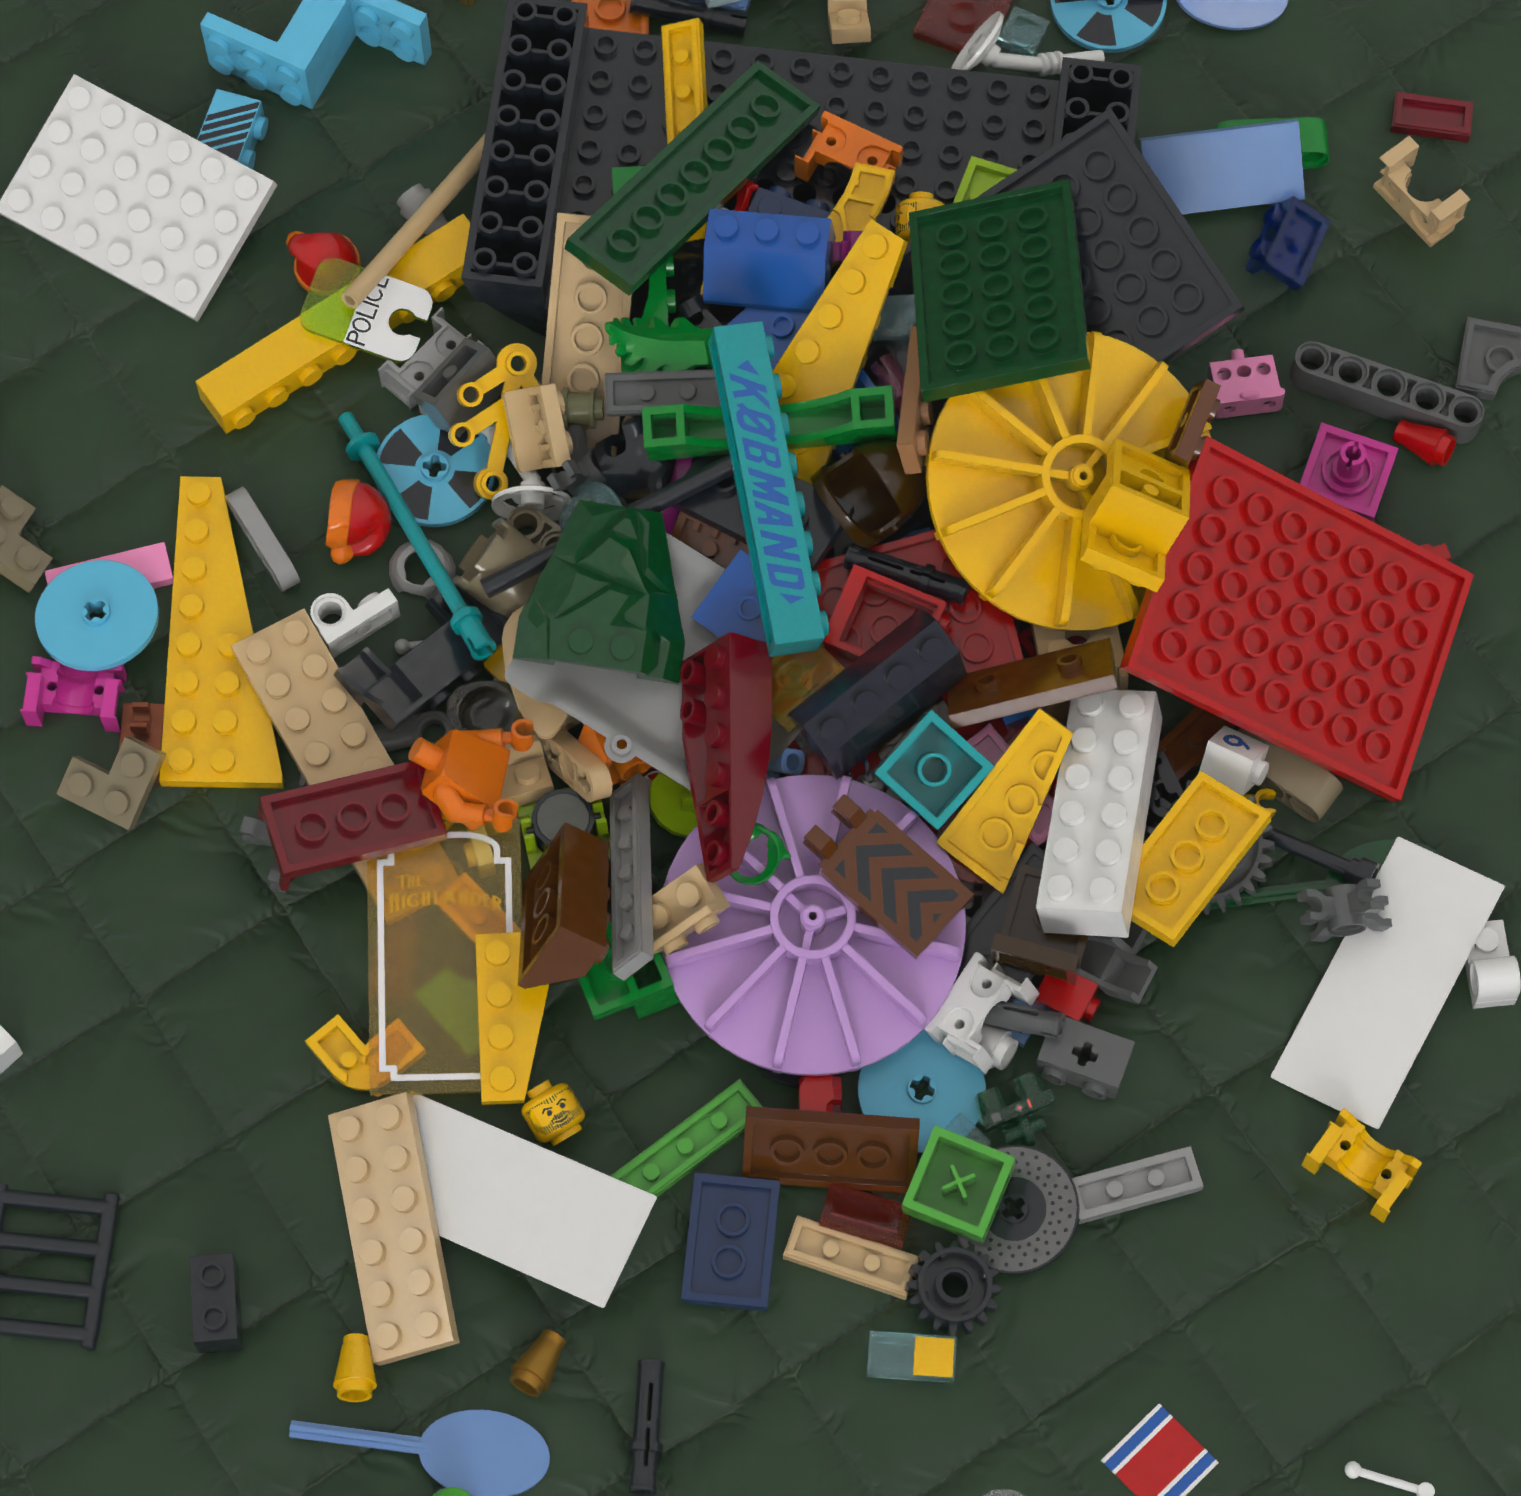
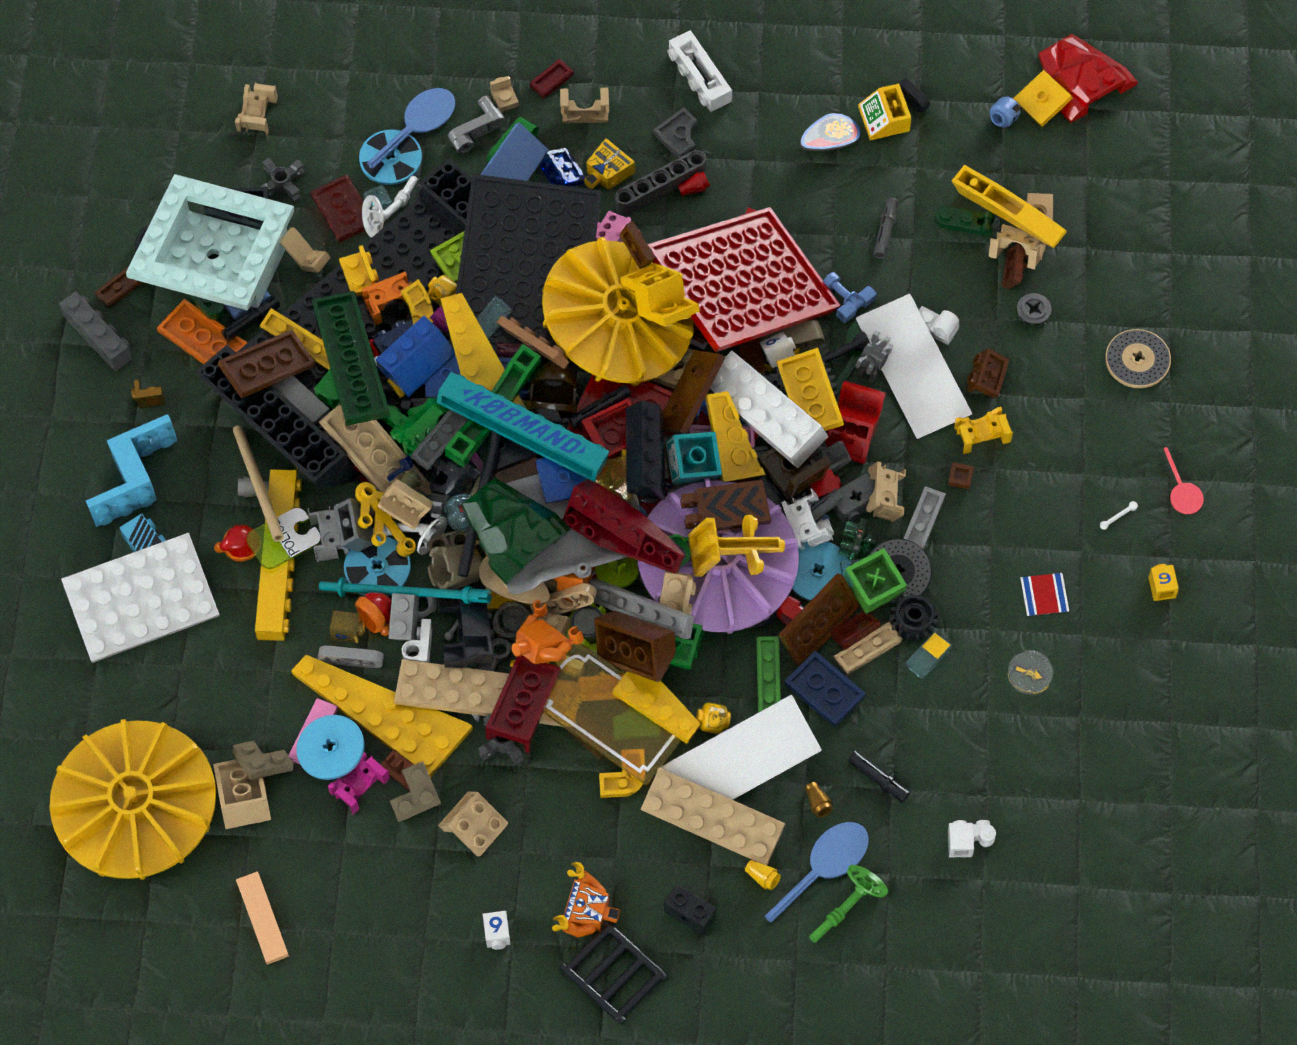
camera: 50 degrees left, 5 degrees down
(110, 1150) = (586, 906): none -> torso
(129, 898) = (474, 822): none -> tan bracket
(303, 497) = (346, 626): none -> clear yellow brick
(371, 561) = (403, 617): none -> light grey brick
(592, 382) = (406, 464): none -> clear blue hand
(596, 76) = (266, 363): none -> reddish brown plate
(596, 141) = (302, 399): none -> light grey tile
(788, 894) = (707, 546): none -> yellow piece
(860, 88) = (358, 271): none -> yellow bracket
(998, 291) = (518, 272): dark green plate -> none
(1128, 1091) = (884, 496): none -> tan piece
(1214, 963) = (860, 414): none -> red bracket
(1227, 67) = (464, 134): none -> light grey beam
(1255, 1187) = (960, 475): none -> reddish brown plate
(1345, 71) = (503, 94): none -> tan bracket
(1348, 300) = (608, 166): none -> yellow torso
(1349, 469) = (681, 218): dark pink plate -> none
(1423, 810) = (852, 300): none -> medium blue bar
(1468, 1102) = (987, 373): none -> reddish brown bracket

